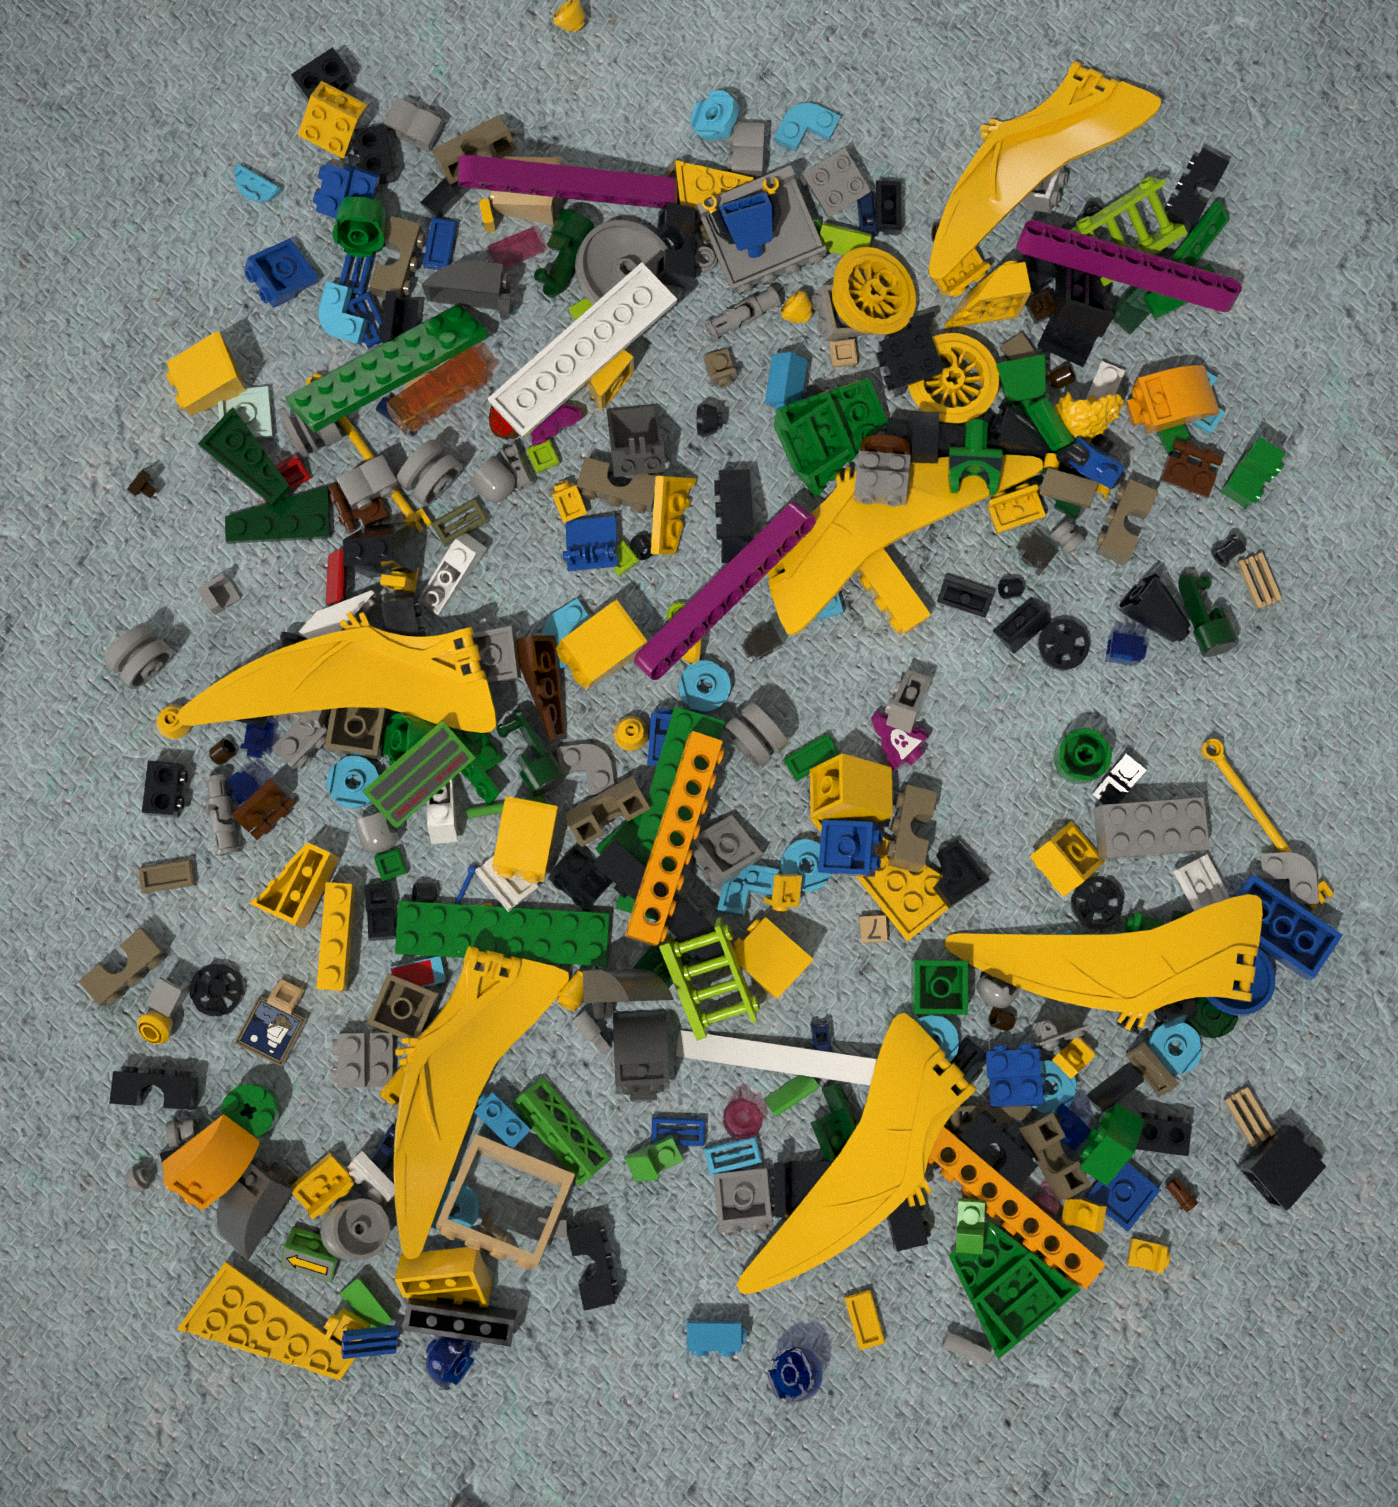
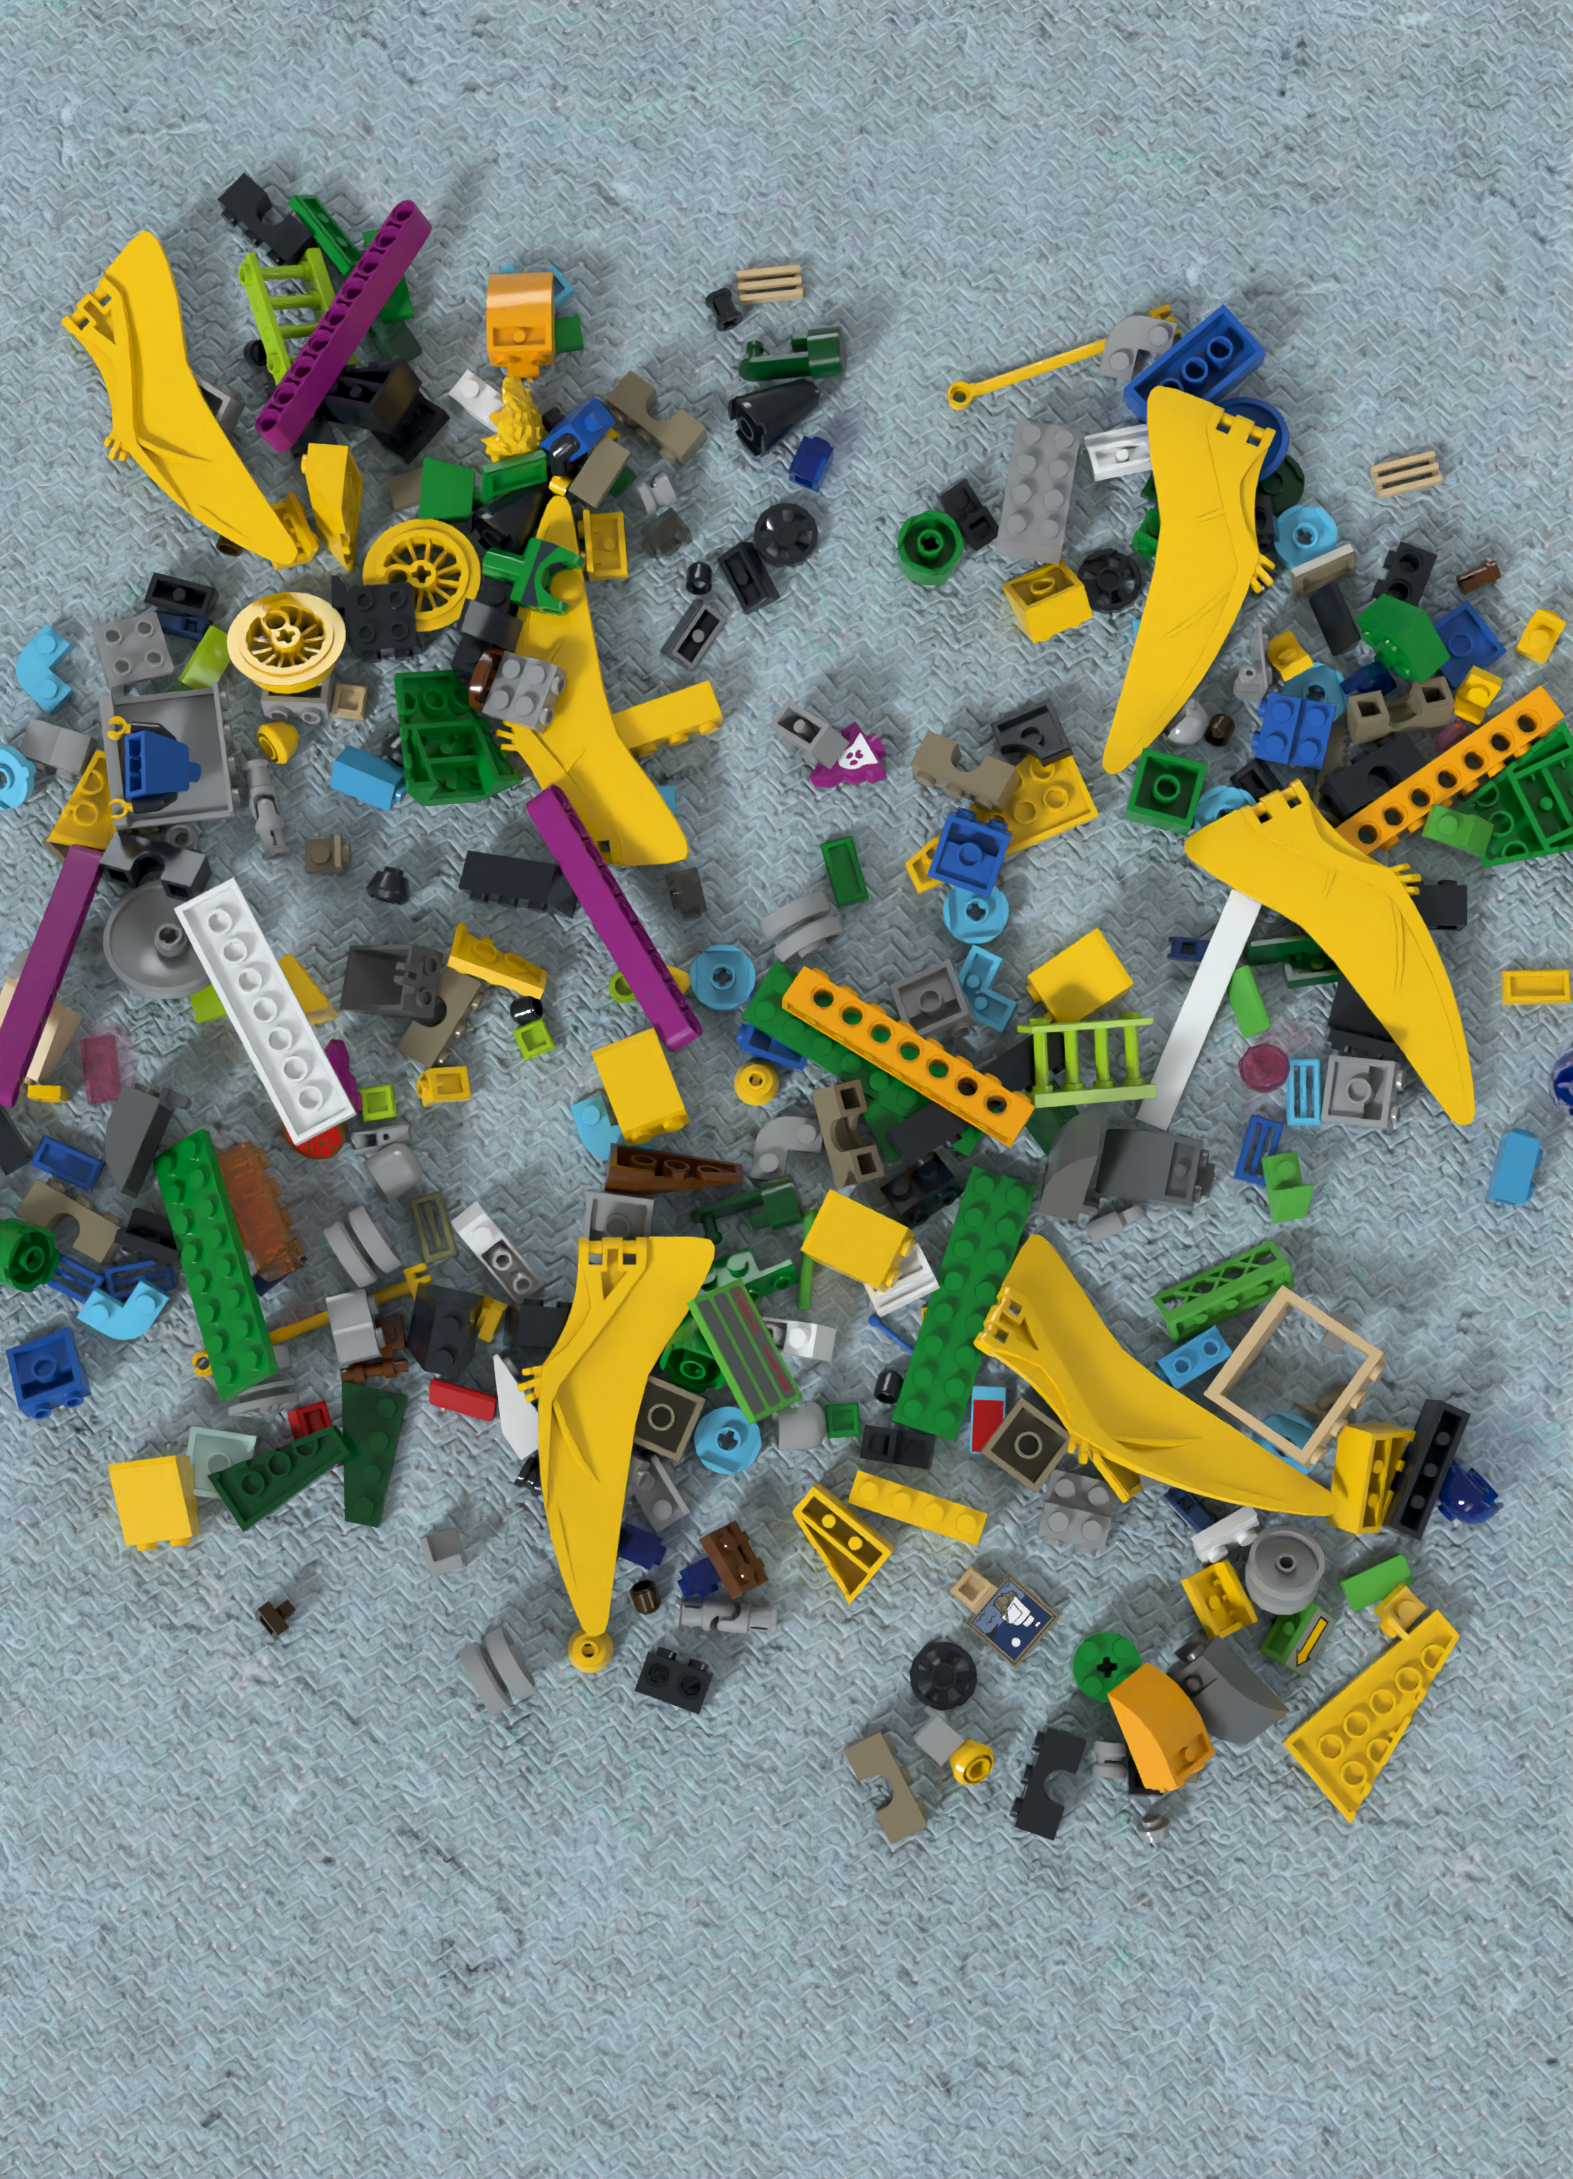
camera: 60 degrees left, 0 degrees up
(166, 876) = (784, 1705): dark tan tile -> none
(369, 1345) = (1426, 1590): blue tile -> none
(566, 238) = (108, 999): dark green piece -> none
(572, 994) = (1059, 1233): yellow cone -> none
(591, 543) = (506, 1070): blue hinge -> none
(600, 1288) = (1423, 1291): black arch -> none
(785, 892) = (1003, 943): yellow bracket -> none
(851, 790) = (900, 833): yellow slope -> none
(873, 929) = (1072, 853): tan tile -> none
(1040, 306) = (361, 445): dark brown tile -> none
(1062, 376) = (453, 447): dark brown piece -> none
(1187, 475) = (618, 332): reddish brown plate -> none
(1256, 466) = (631, 250): green brick -> none
(1282, 1167) = (1476, 451): black slope -> none

